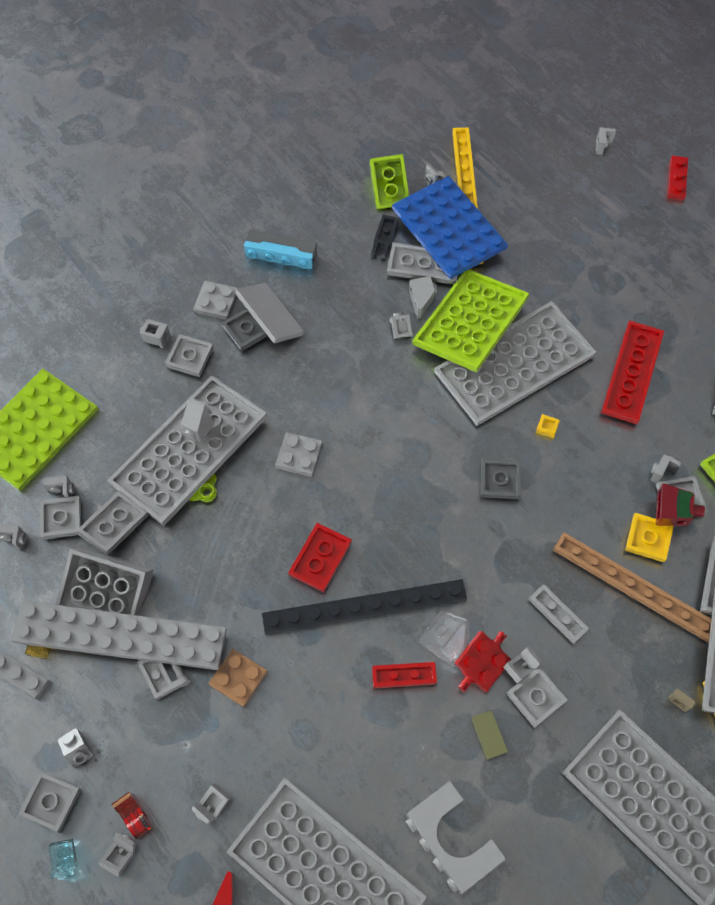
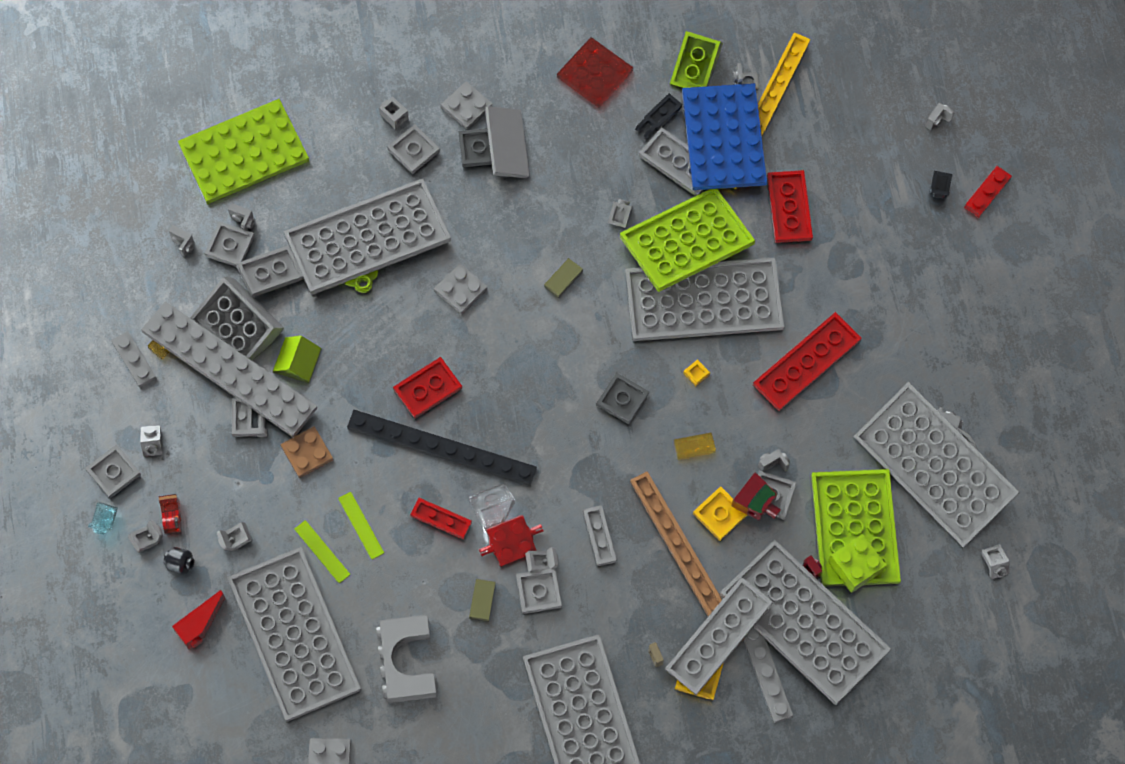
camera: 25 degrees right, 5 degrees up
(166, 861) = (178, 560): none -> black head
(181, 592) = (297, 358): none -> lime slope
(196, 420) = (384, 216): light grey slope -> none
(280, 249) = (552, 83): medium azure piece -> none
(306, 770) = (322, 551): none -> lime sticker
(312, 224) = (594, 72): none -> clear red plate
(330, 723) = (361, 525): none -> lime sticker
(384, 401) = (563, 277): none -> olive tile
(422, 294) = (658, 193): light grey slope -> none
(536, 257) = (789, 206): none -> red plate
(587, 489) = (694, 446): none -> clear yellow plate
(640, 187) = (940, 184): none -> black bracket

